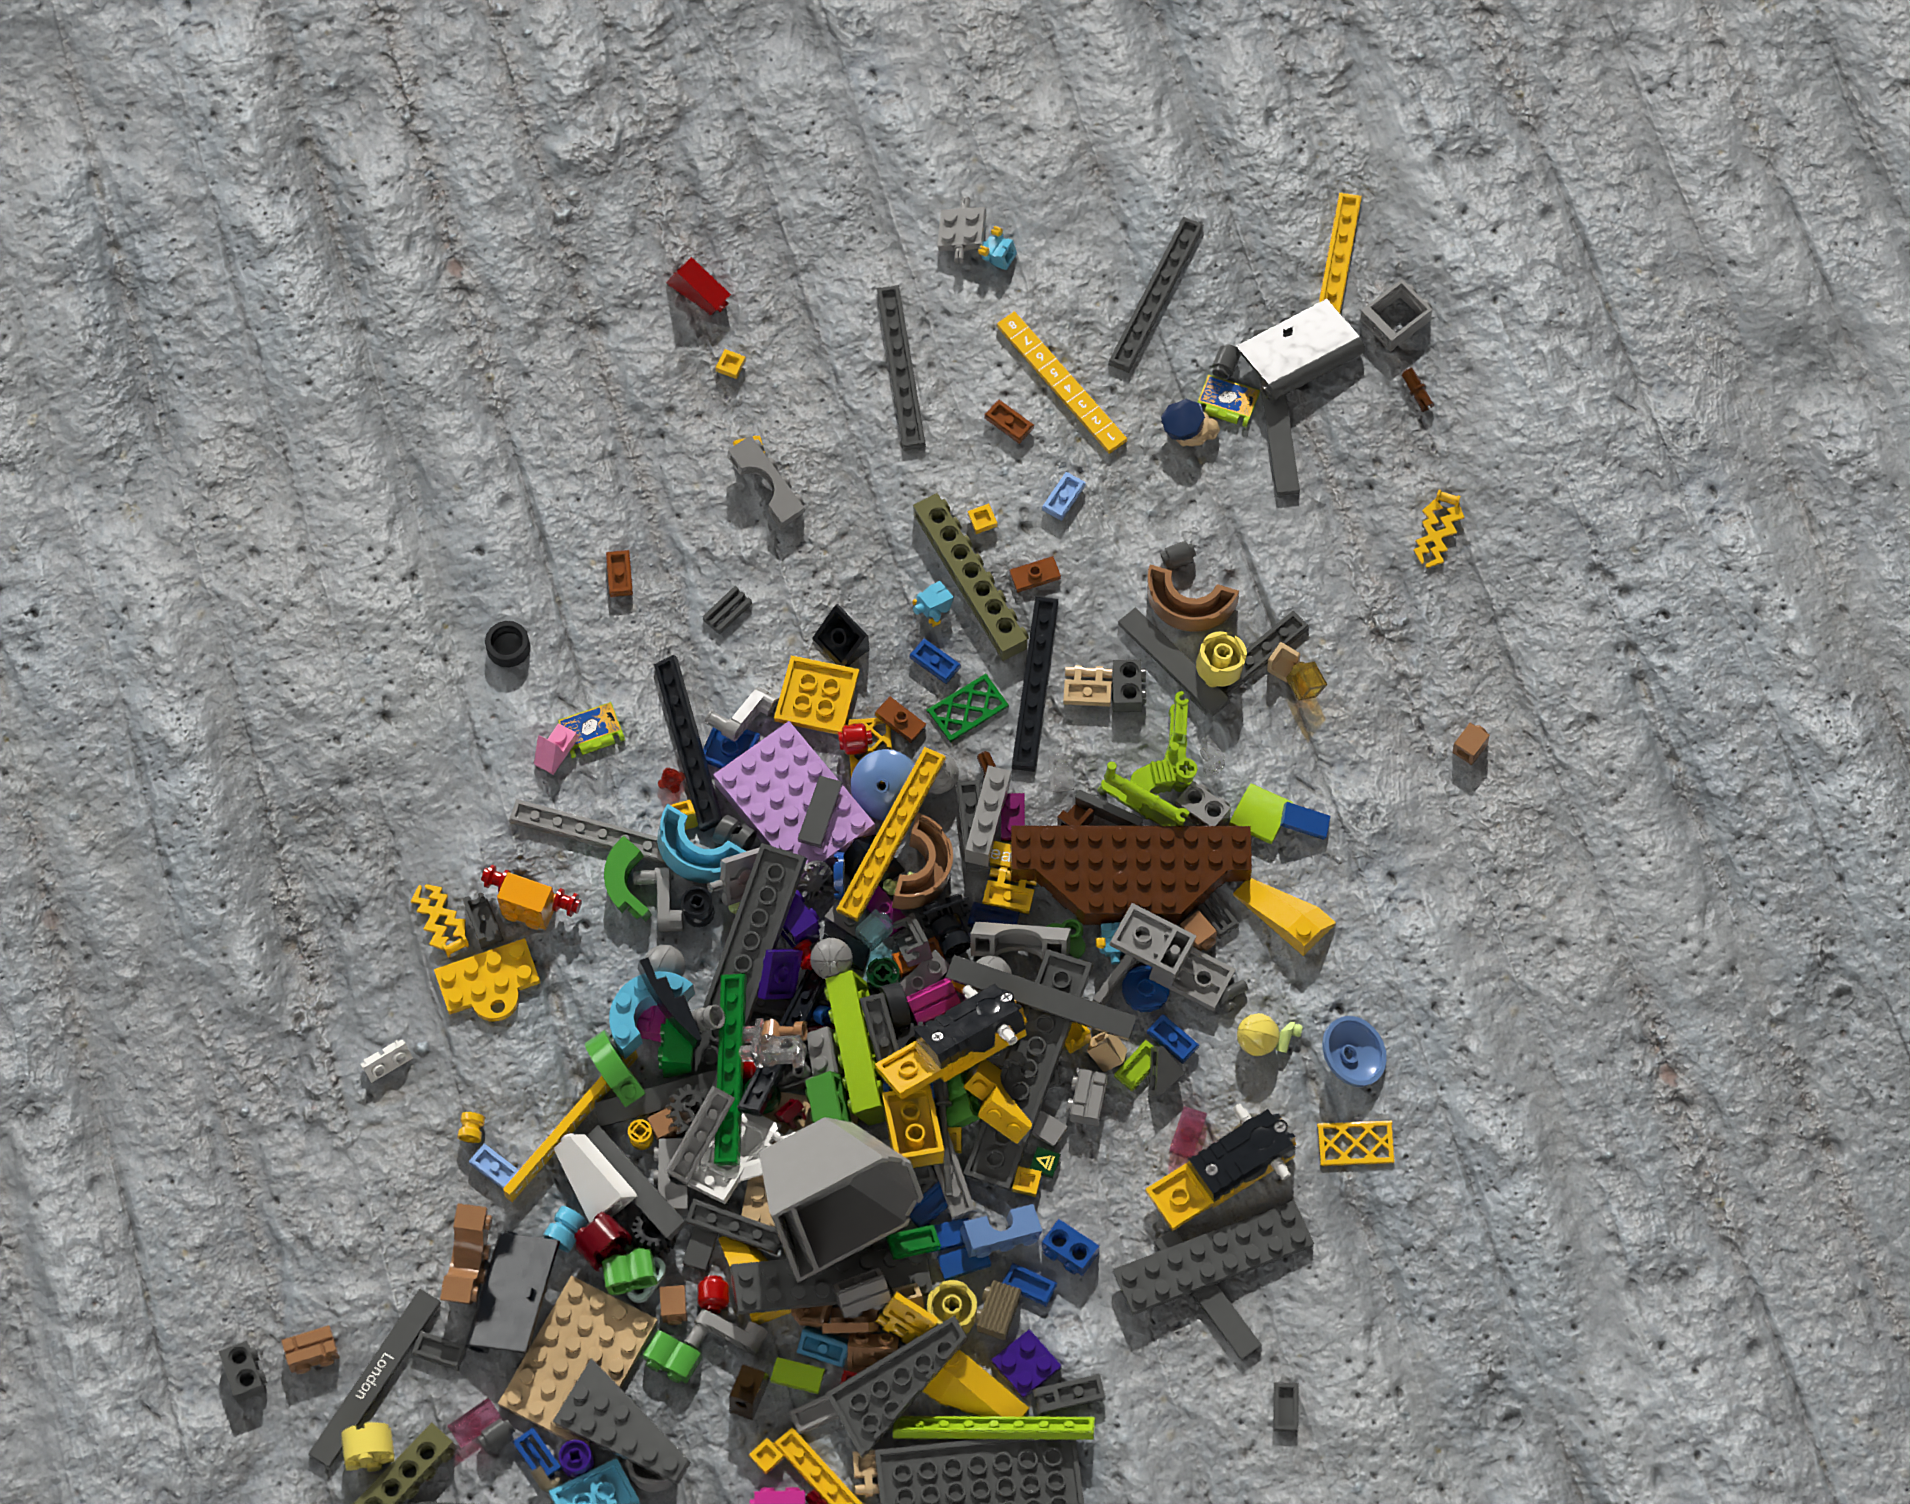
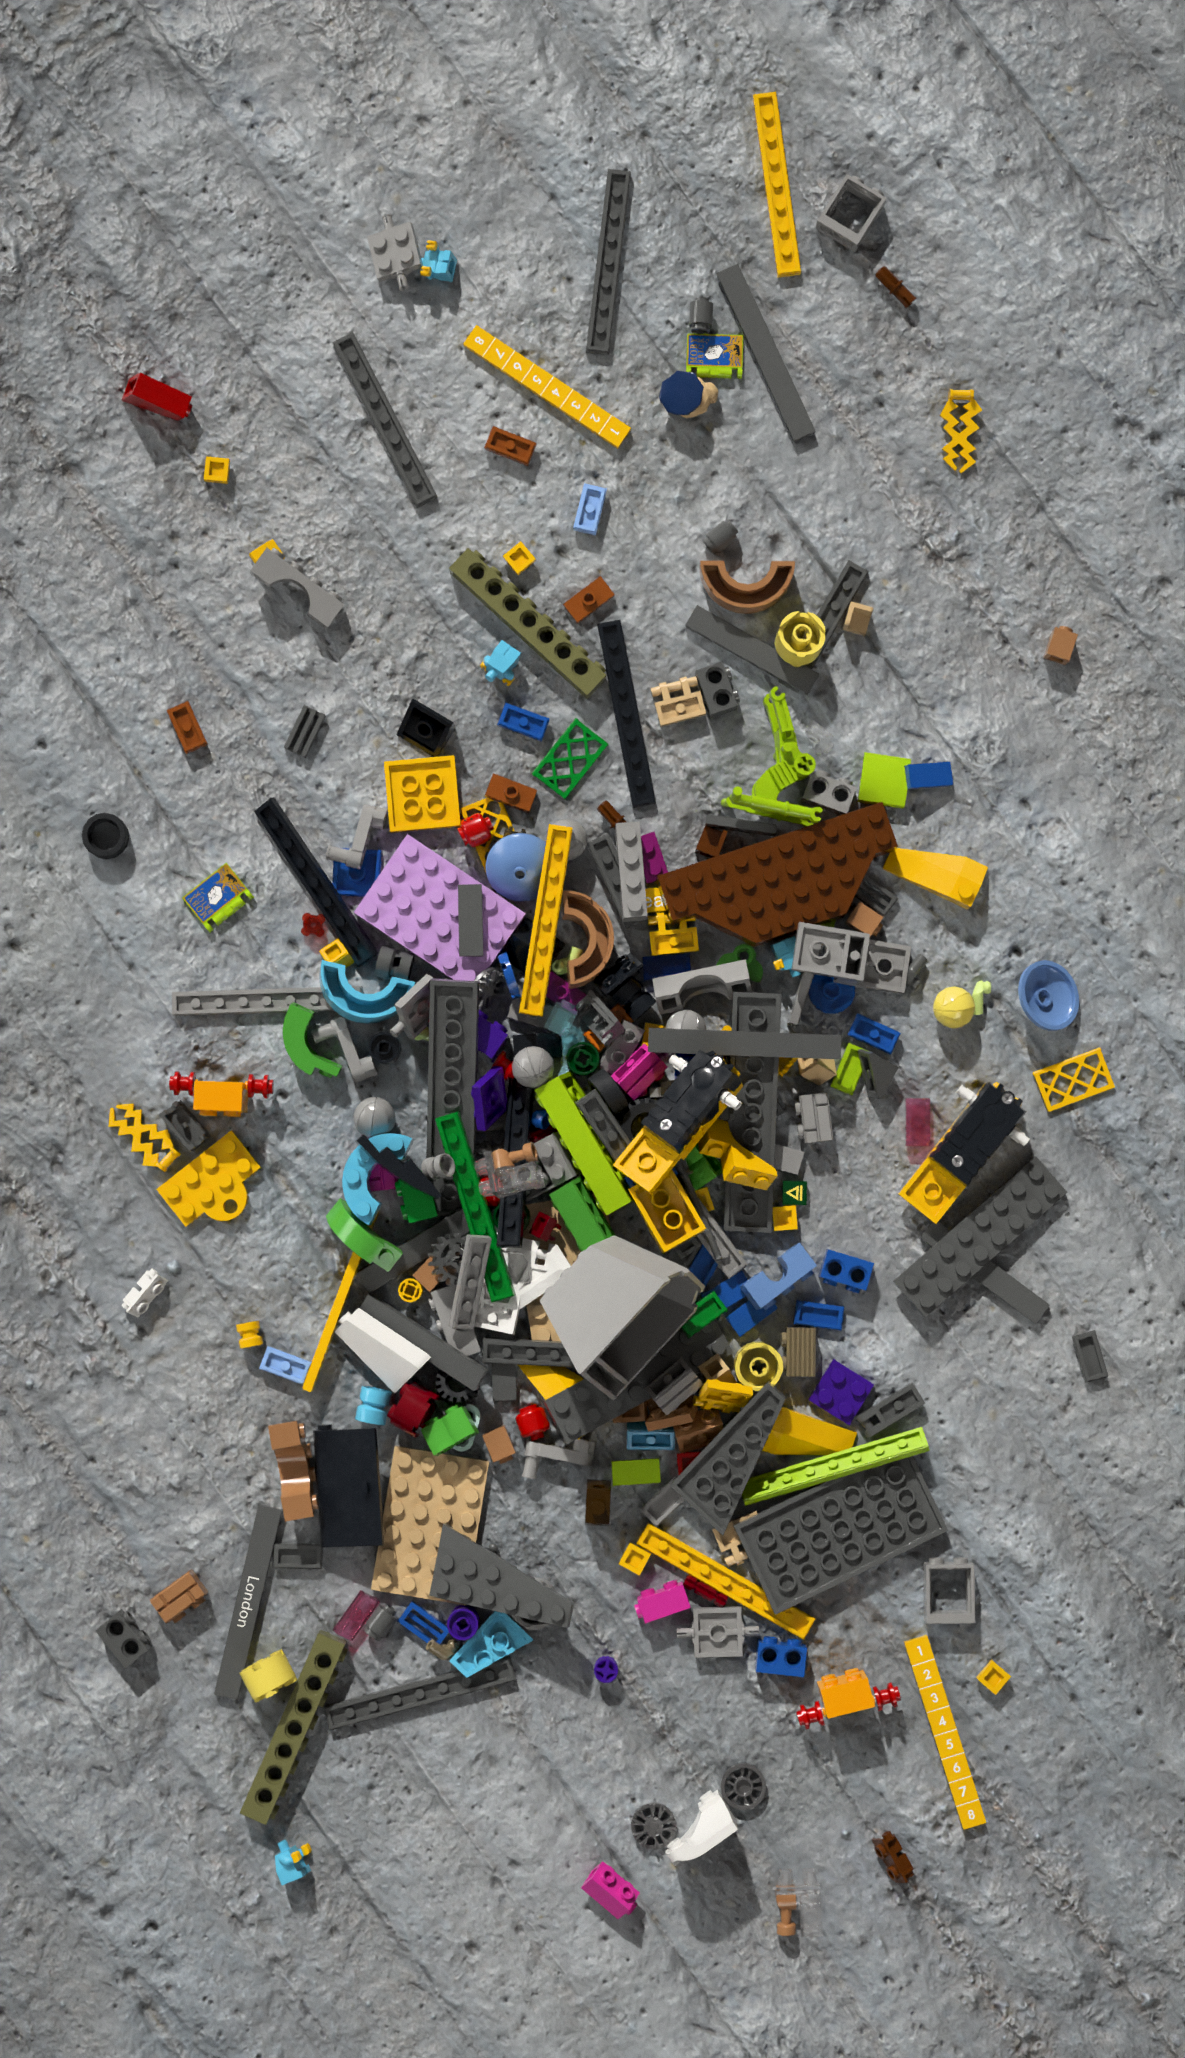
camera: 20 degrees left, 20 degrees up
(553, 750) = (191, 929): bright pink slope -> none
(672, 1357) = (515, 1494): bright green brick -> none
(1301, 349) = (769, 290): door -> none
(1306, 680) = (885, 631): clear yellow brick -> none

